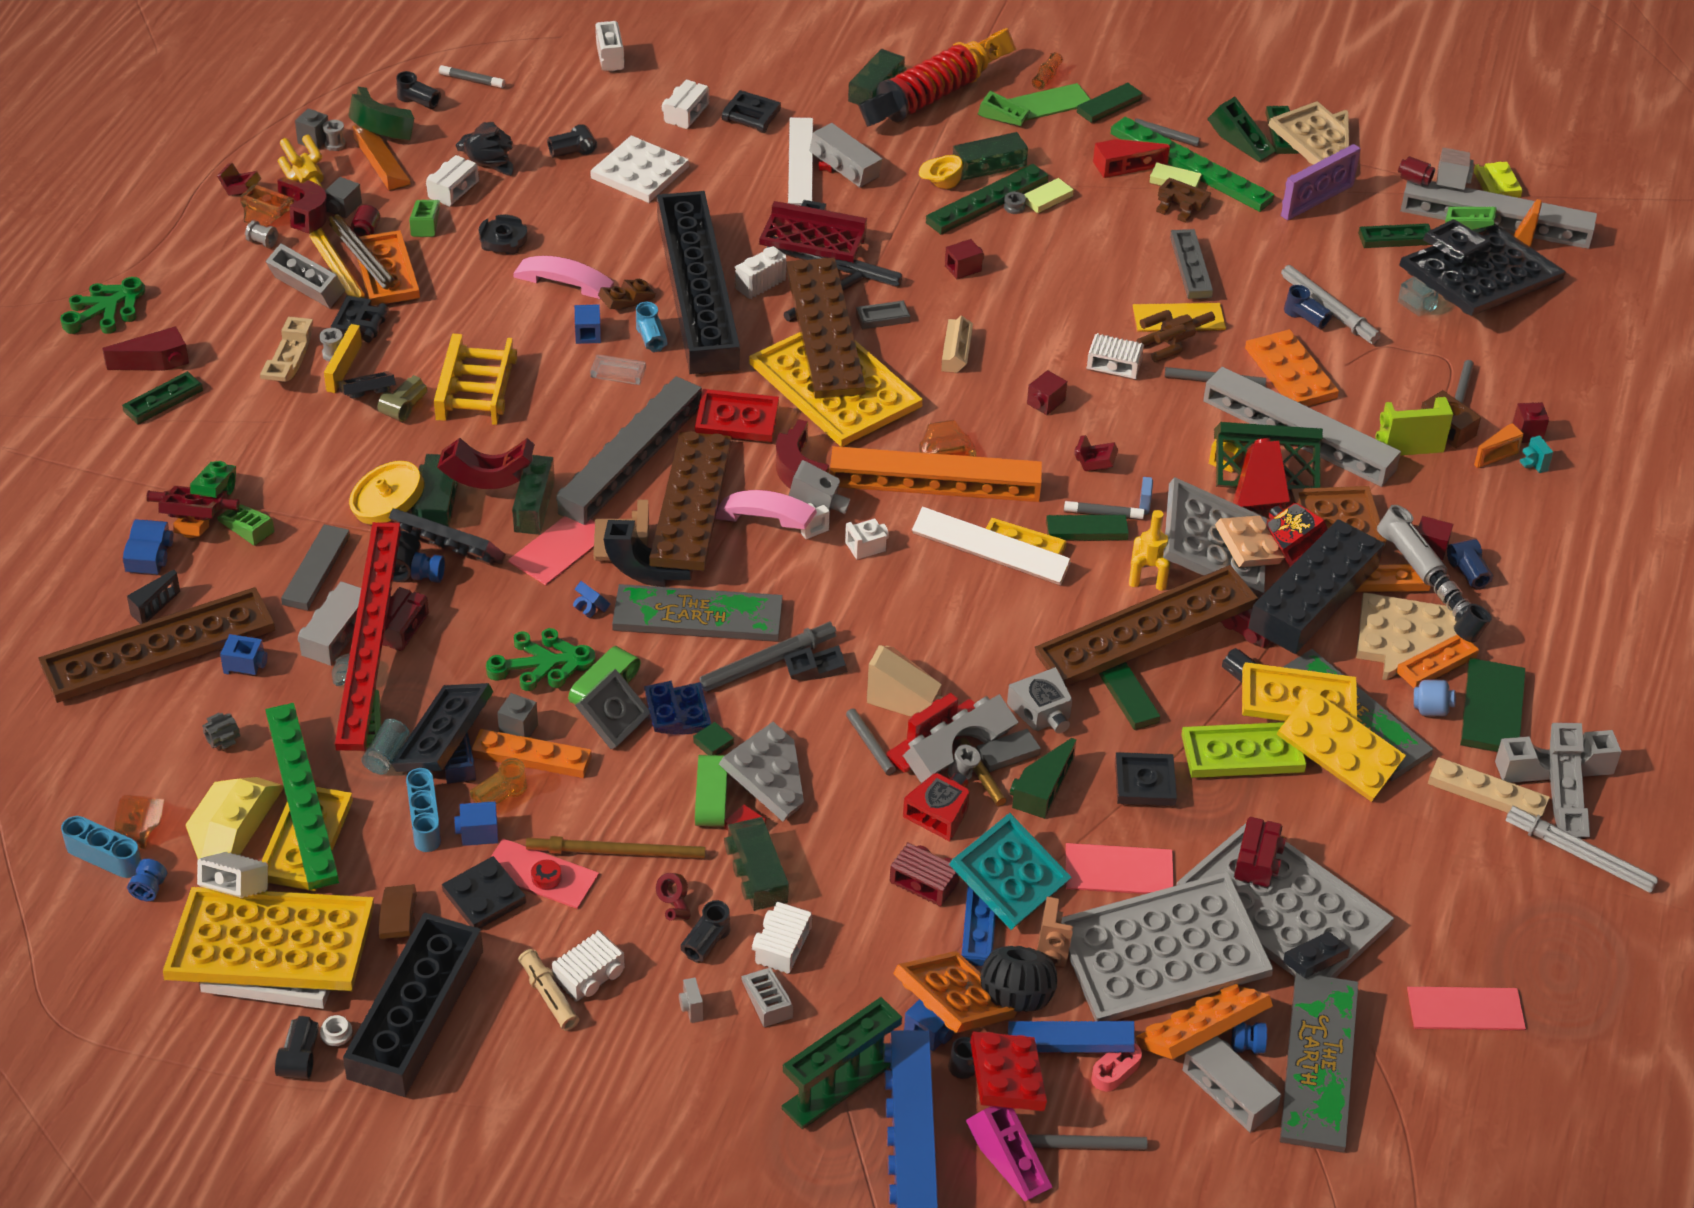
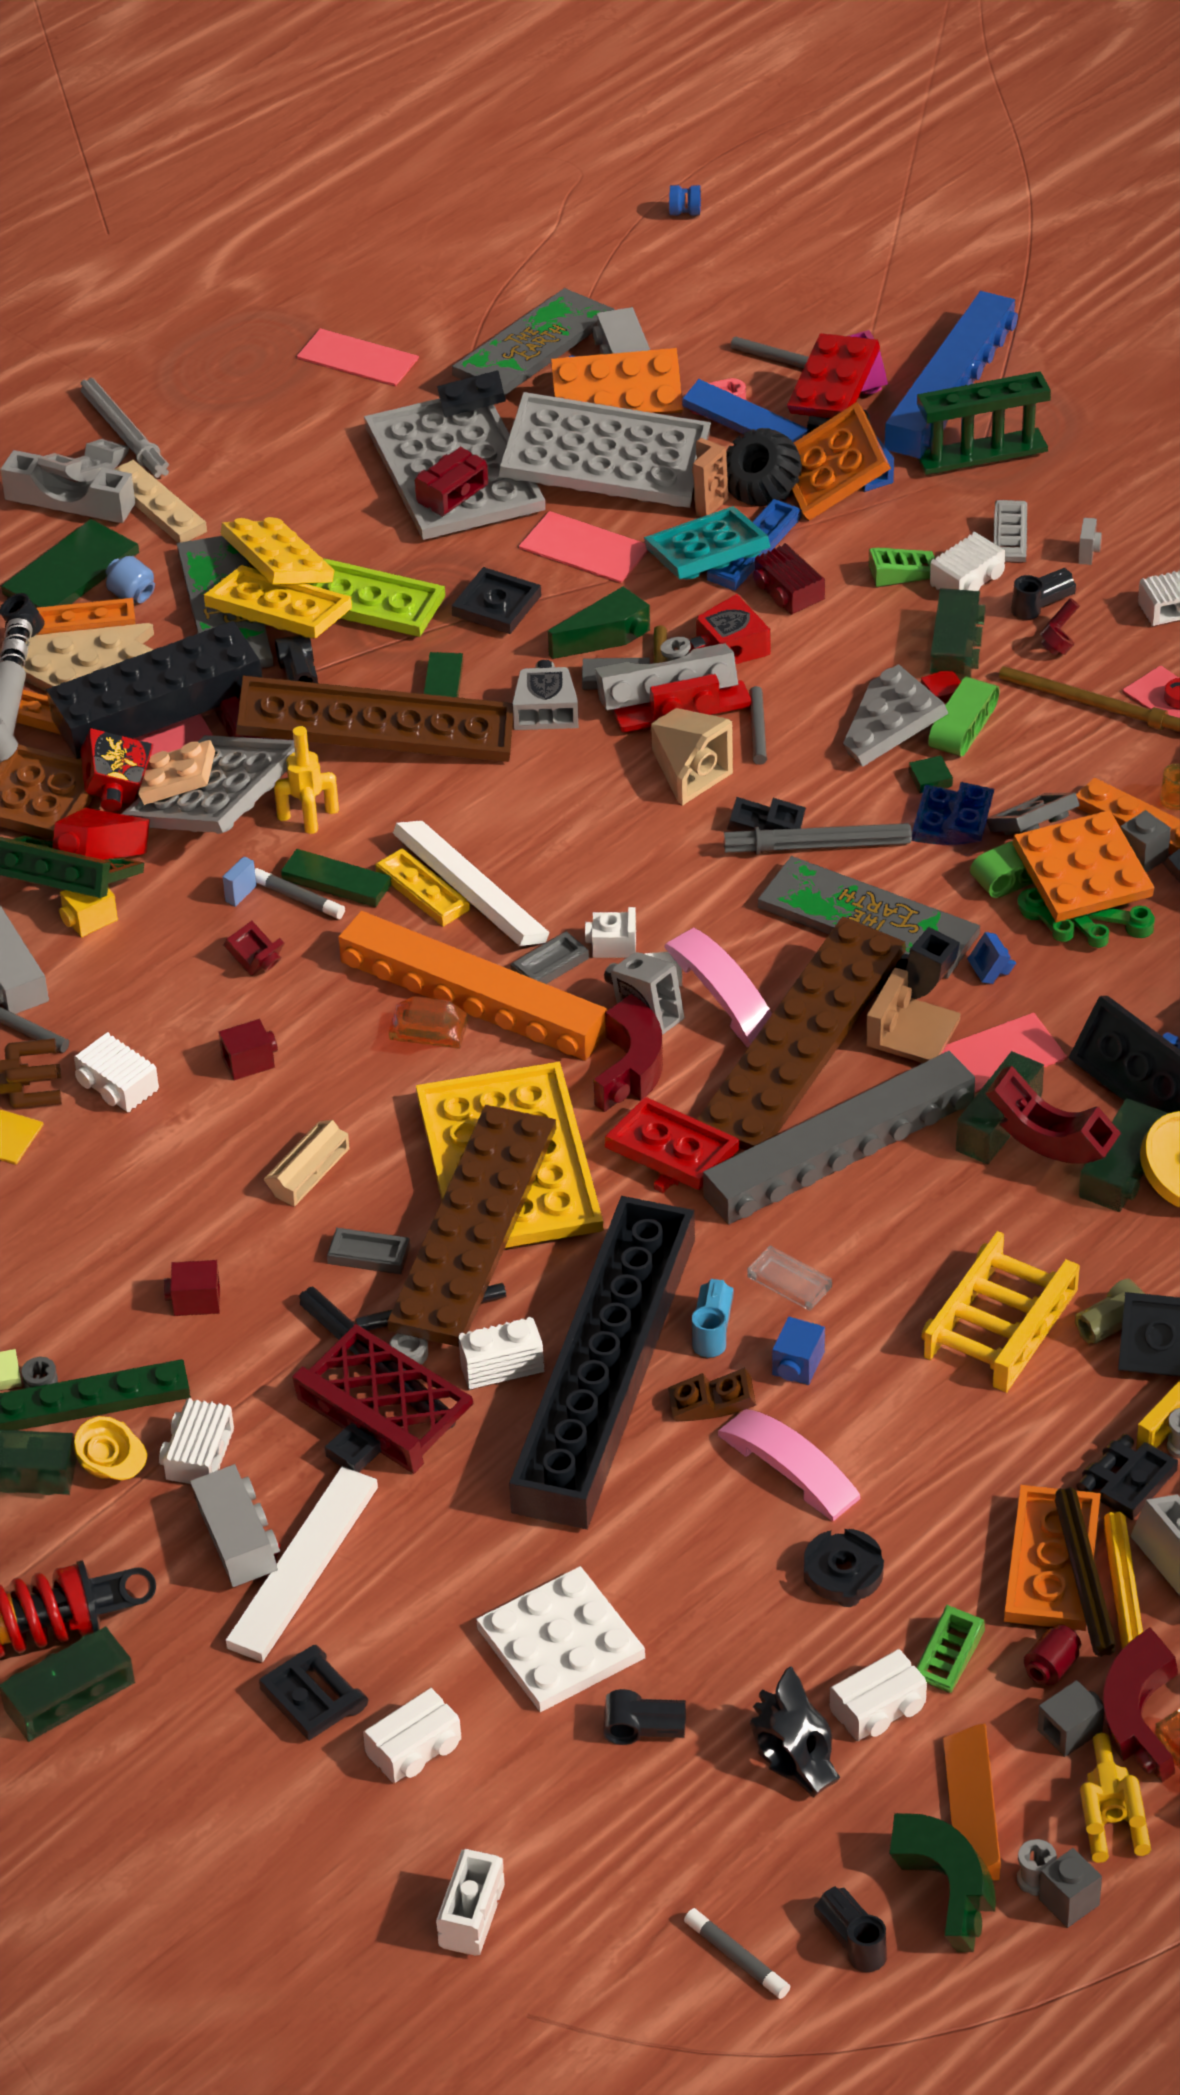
camera: 150 degrees left, 0 degrees up
(553, 670) = (1083, 866): none -> orange plate
(853, 913) = (898, 565): none -> bright green slope
(898, 189) = (197, 1440): none -> white brick
(901, 515) = (552, 959): none -> dark grey tile

